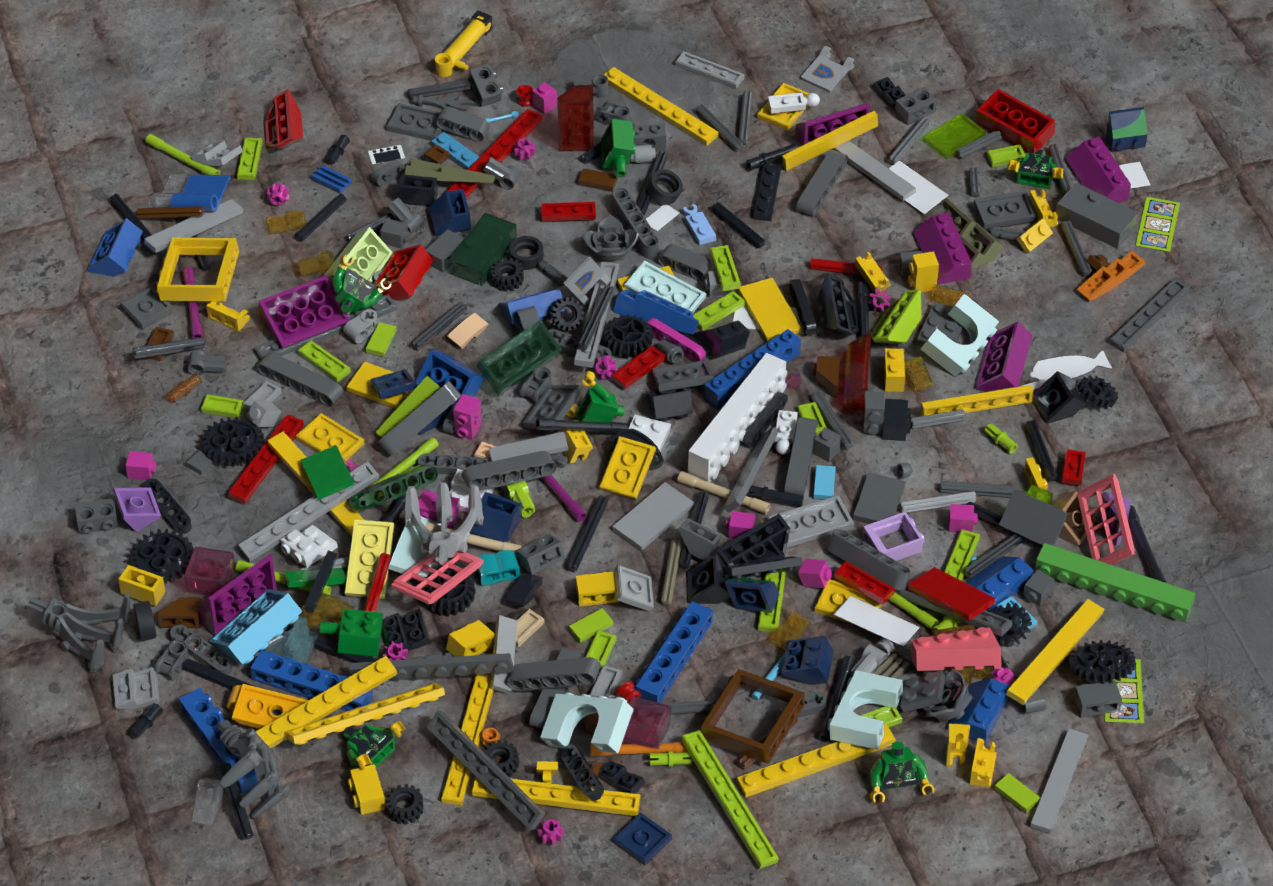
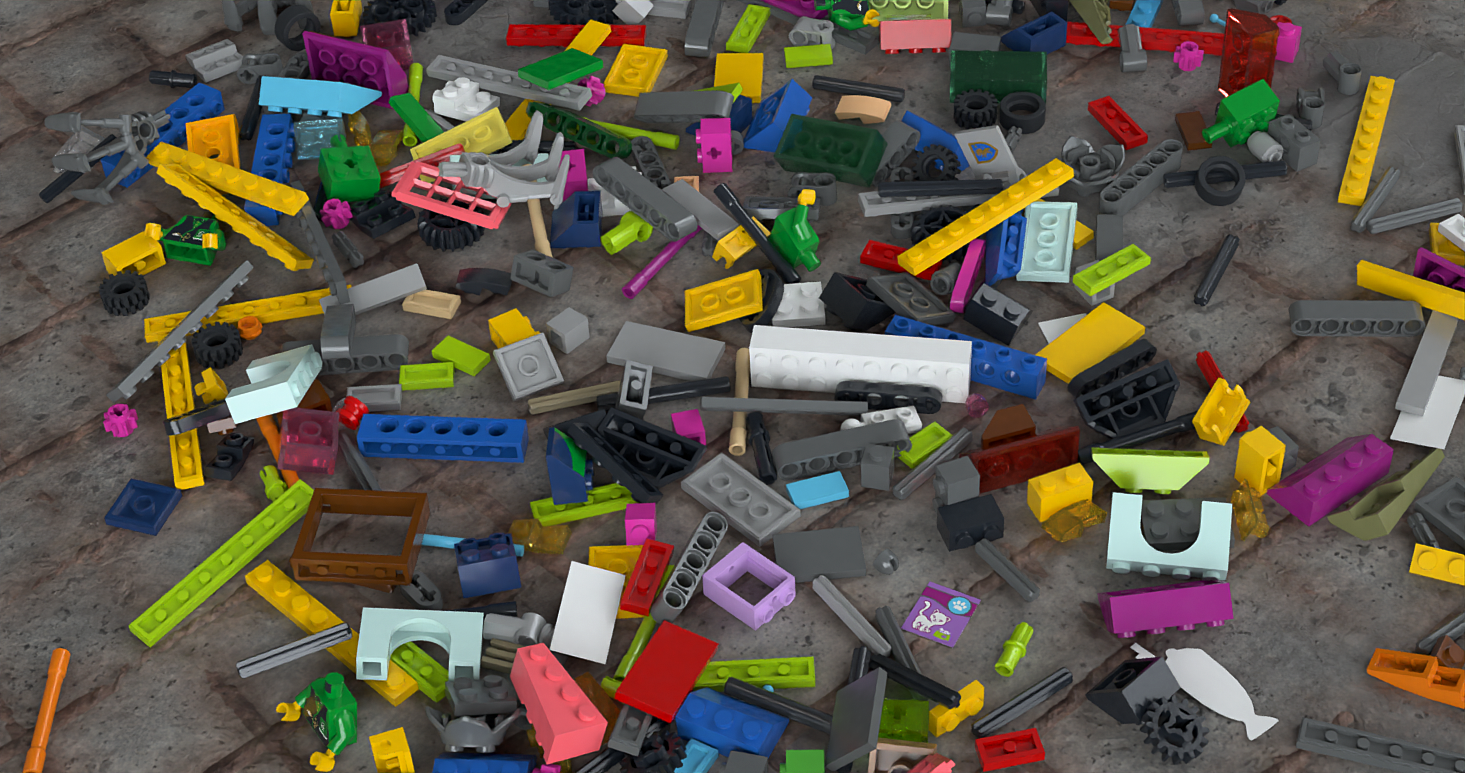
camera: 70 degrees right, 5 degrees down
(320, 581) = (363, 117): black beam -> none
(389, 267) = (910, 16): none -> sticker
(393, 383) = (730, 73): dark blue tile -> none
(470, 640) = (375, 257): yellow brick -> none
(498, 567) = (502, 245): teal brick -> none
(587, 533) = (608, 305): black axle -> none
(600, 367) = (878, 229): dark pink gear -> none
(605, 557) = (568, 330): none -> light grey brick
(642, 305) = (985, 216): none -> yellow plate
(661, 217) = (1178, 203): white sticker -> none
(699, 226) = (1187, 237): light blue plate -> none
(718, 310) = (1052, 299): lime tile -> none
(766, 158) = (1354, 254): black pin -> none
(767, 192) = (1298, 278): black plate -> none
(831, 778) = (294, 650): none -> axle
(878, 294) = (1182, 436): dark pink gear -> none
(953, 462) = (941, 614): none -> sticker
(962, 517) = (830, 648): dark pink brick -> none
(980, 401) = (1066, 602): yellow tile -> none
(1009, 487) = (916, 681): none -> black axle

